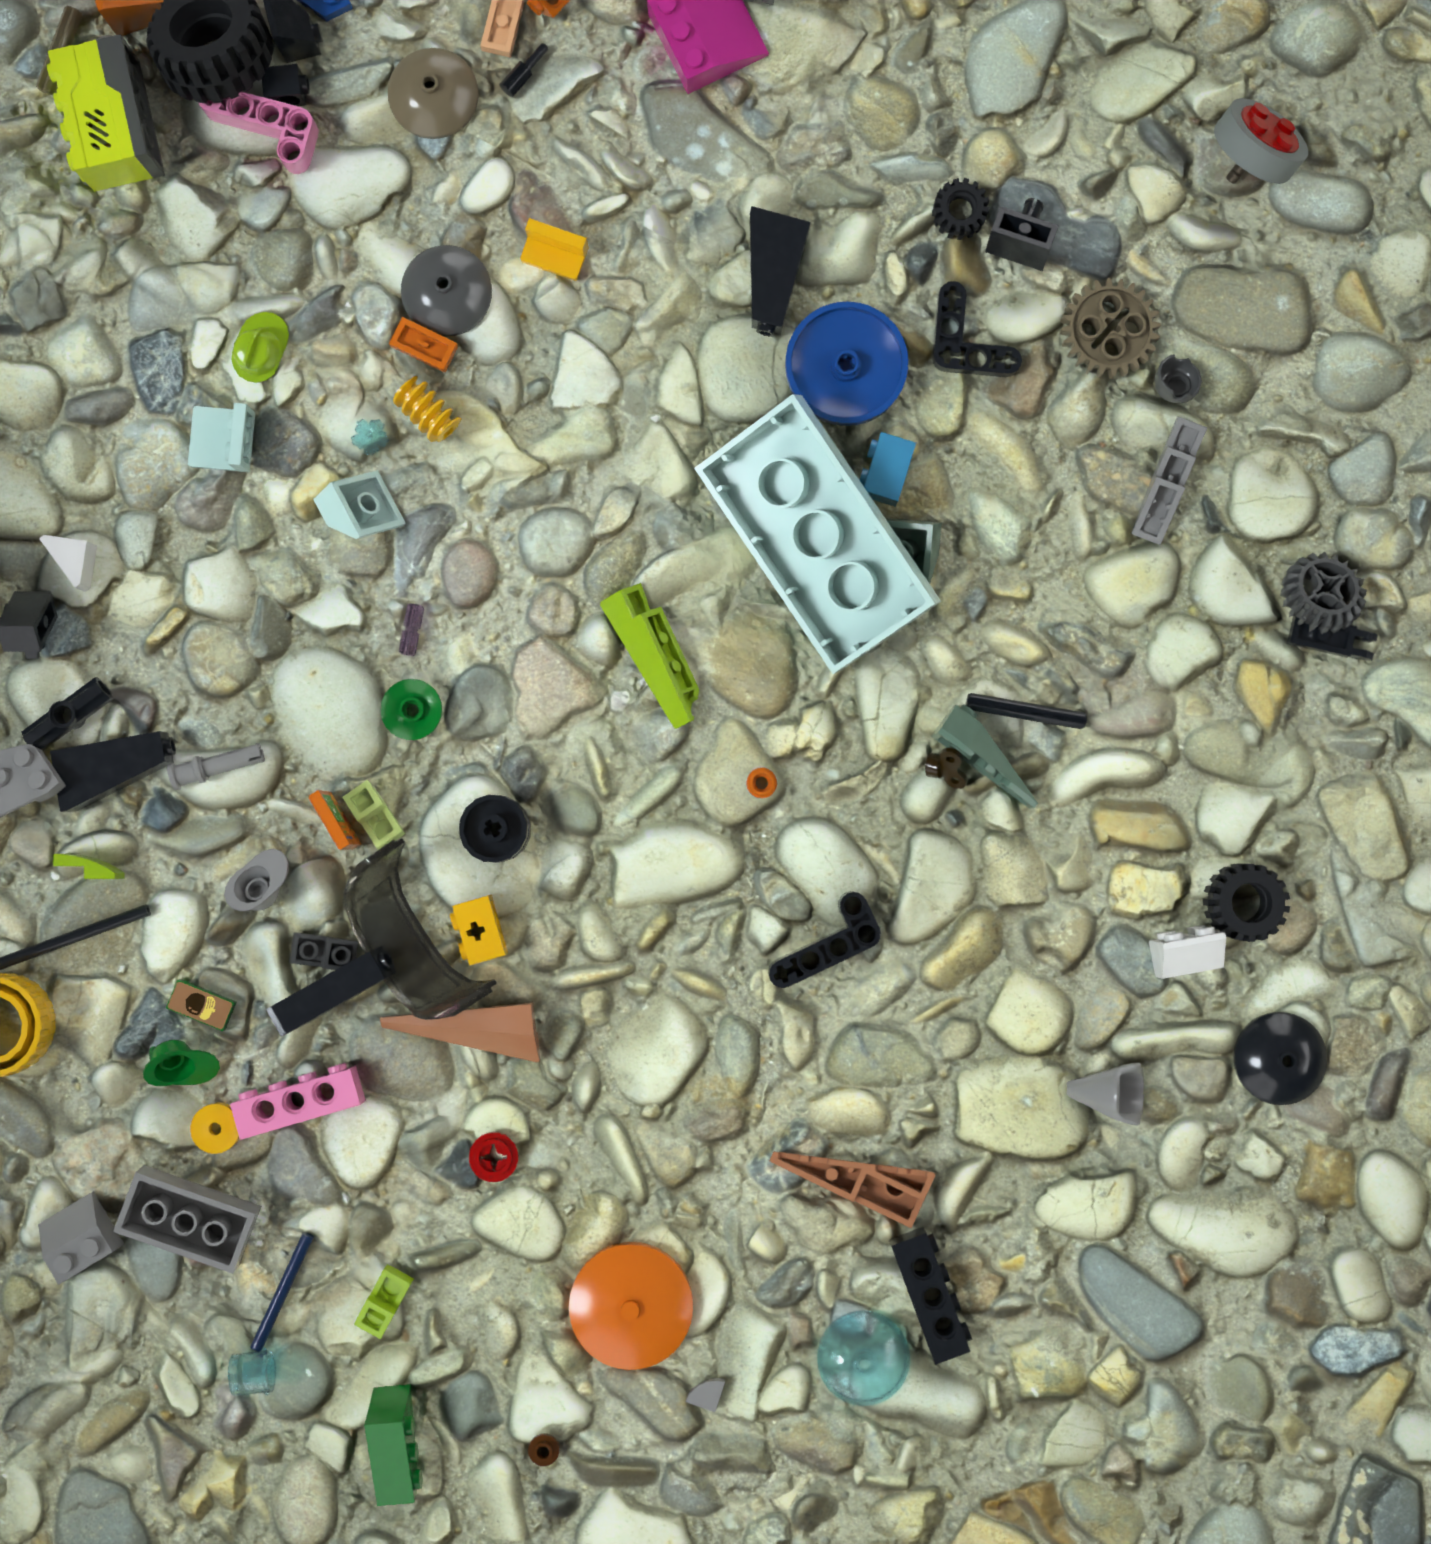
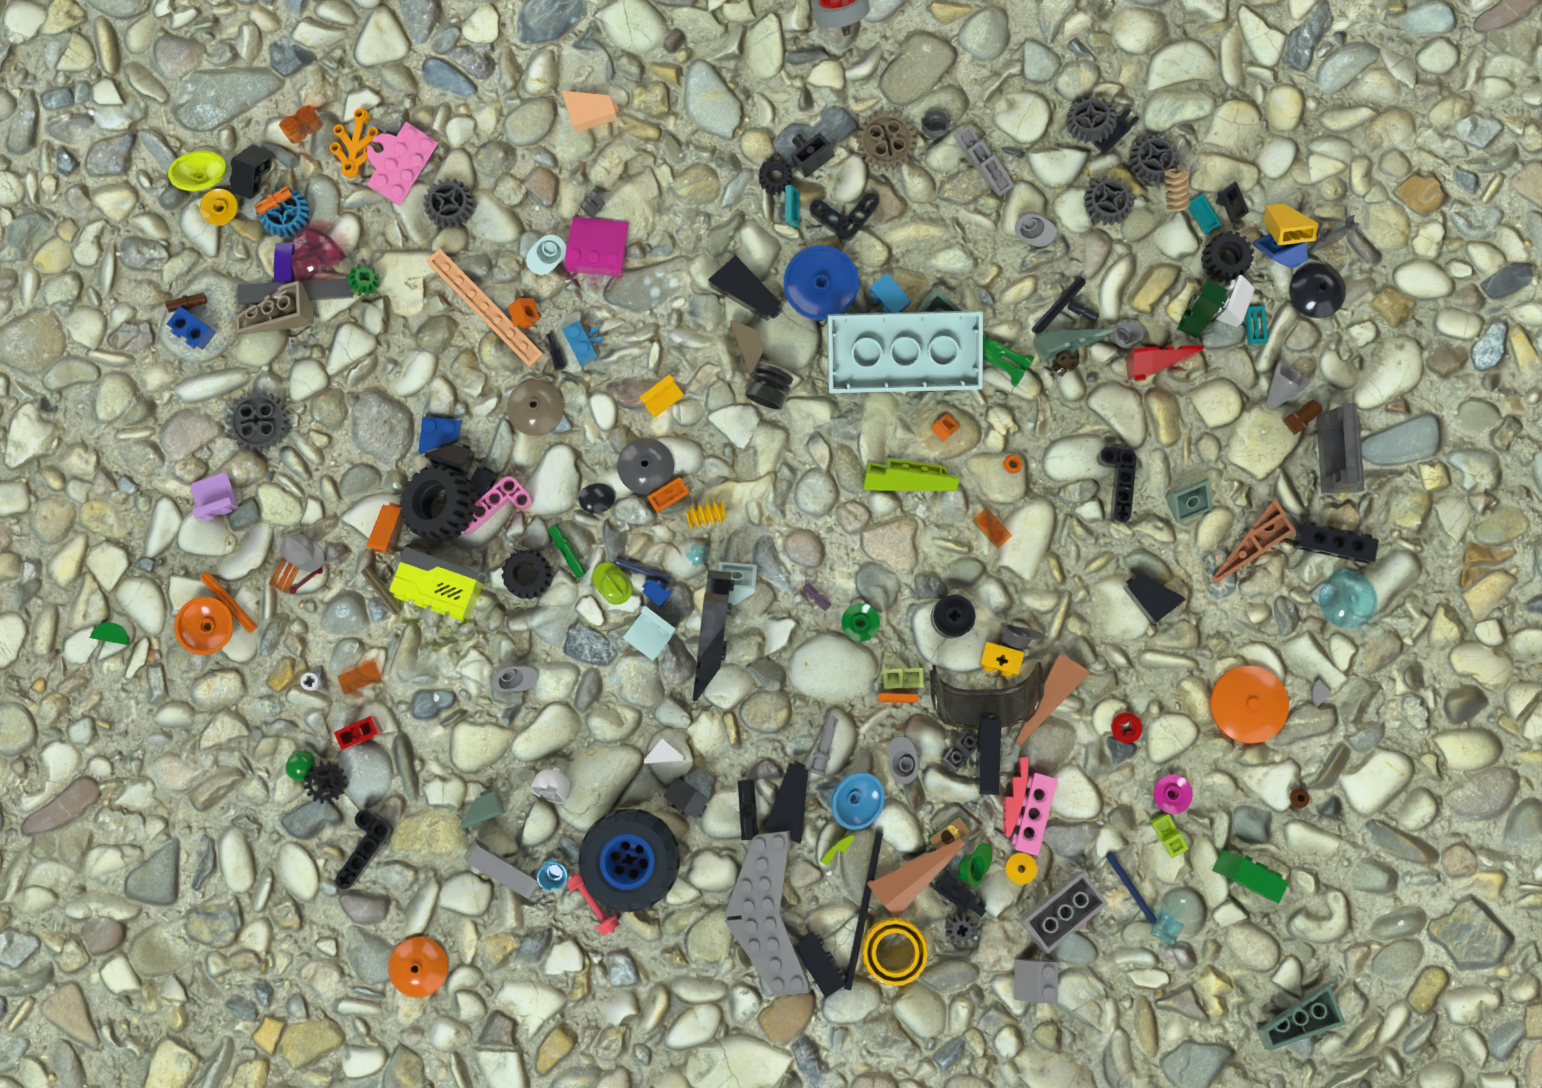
camera: 65 degrees left, 5 degrees down
(48, 293) = (513, 677): none -> light grey piece
(90, 983) = (903, 885): none -> nougat wedge
(94, 1096) = (955, 927): none -> dark grey gear
(127, 1067) = (958, 895): none -> black hinge
(156, 862) = (863, 806): none -> dark azure dish
(181, 205) = (510, 574): none -> black tyre
(261, 507) = (711, 639): none -> black wedge
(263, 258) = (566, 550): none -> green pin
(281, 411) = (656, 592): none -> blue brick
(297, 1064) = (1013, 803): none -> coral slope
(302, 375) = (642, 570): none -> dark blue bar
(359, 252) = (596, 498): none -> black hat
(436, 1288) = (1182, 794): none -> dark pink dish
(526, 936) = (1018, 637): none -> dark grey piece
(556, 93) = (581, 342): none -> dark azure brick
(653, 808) = (991, 528): none -> clear orange plate
(654, 382) = (770, 383): none -> pearl dark grey wheel
(692, 1085) = (1151, 597): none -> black slope
(695, 322) = (748, 345): none -> dark tan slope
(756, 659) = (945, 427): none -> orange slope
(862, 1058) = (1190, 501): none -> sand green slope
(904, 657) = (994, 350): none -> green piece
(932, 257) = (792, 200): none -> teal tile
(1023, 883) = (1150, 360): none -> red wedge
(1040, 742) = (1087, 313): none -> black piece
(1045, 829) = (1127, 333): none -> light grey hair
(1063, 1226) = (1340, 450): none -> flat silver panel
(1076, 1141) = (1299, 419): none -> reddish brown piece
(1113, 610) = (1035, 229): none -> light grey piece
(1147, 910) = (1202, 308): none -> dark green wedge
(1153, 1016) = (1257, 340): none -> teal tile
(1233, 694) = (1113, 214): none -> dark grey gear
(1289, 833) = (1204, 214): none -> teal tile
(1298, 773) = (1178, 189): none -> tan piece
(1309, 973) = (1288, 255): none -> blue slope
(1331, 863) = (1233, 201): none -> black slope
(1340, 695) = (1150, 146): none -> dark grey gear
(1346, 961) = (1289, 225): none -> yellow slope
(1356, 1023) = (1325, 239): none -> dark grey flag

